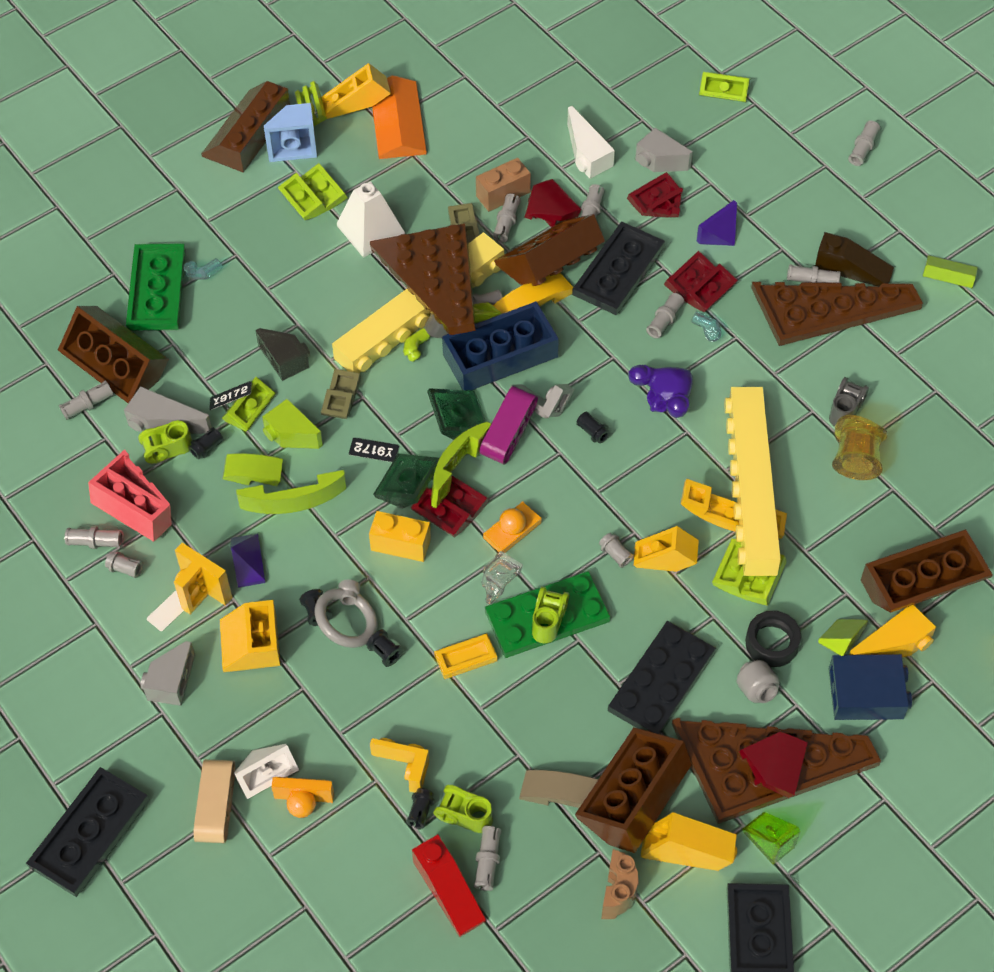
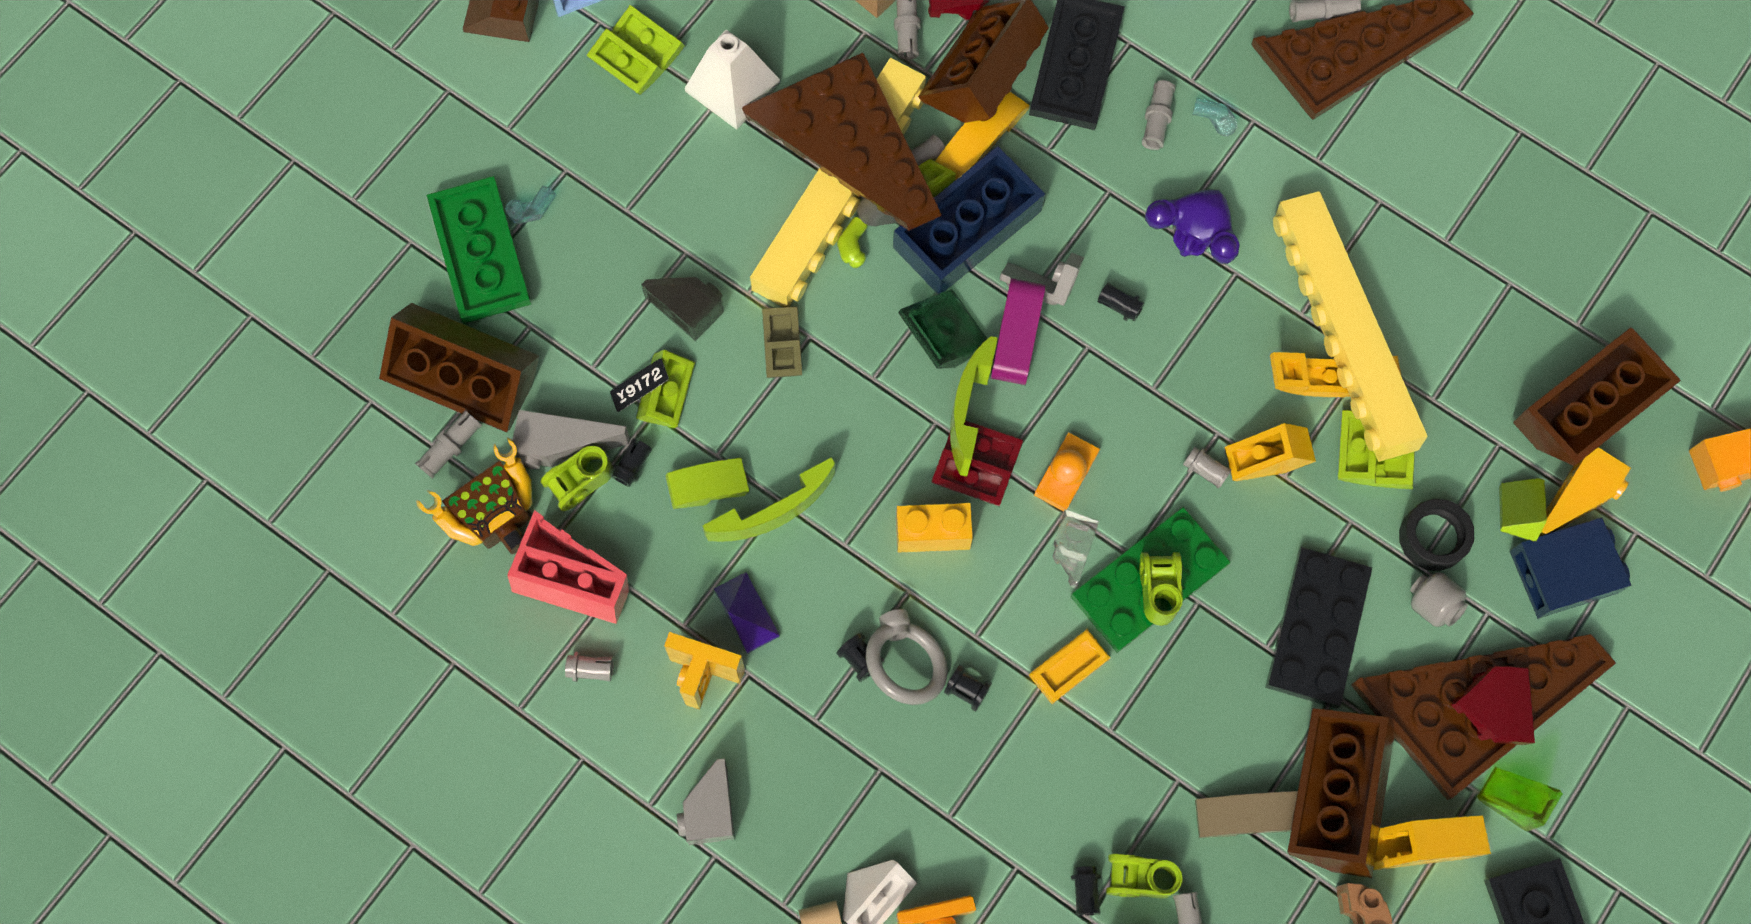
camera: 20 degrees left, 15 degrees up
(94, 442) = (489, 505): none -> torso
(94, 537) = (536, 641): light grey pin -> none
(166, 612) = (668, 713): white sticker -> none
(250, 637) = (793, 726): yellow slope -> none
(291, 428) = (736, 410): lime slope -> none
(373, 449) = (850, 408): black sticker -> none
(406, 479) = (913, 442): clear green slope -> none
(413, 754) = (1065, 846): yellow bracket -> none
(464, 214) = (850, 40): olive slope -> none
(700, 282) = (1185, 53): dark red slope -> none
(847, 400) = (1423, 174): dark grey piece -> none
(858, 447) = (1462, 245): clear yellow hat -> none

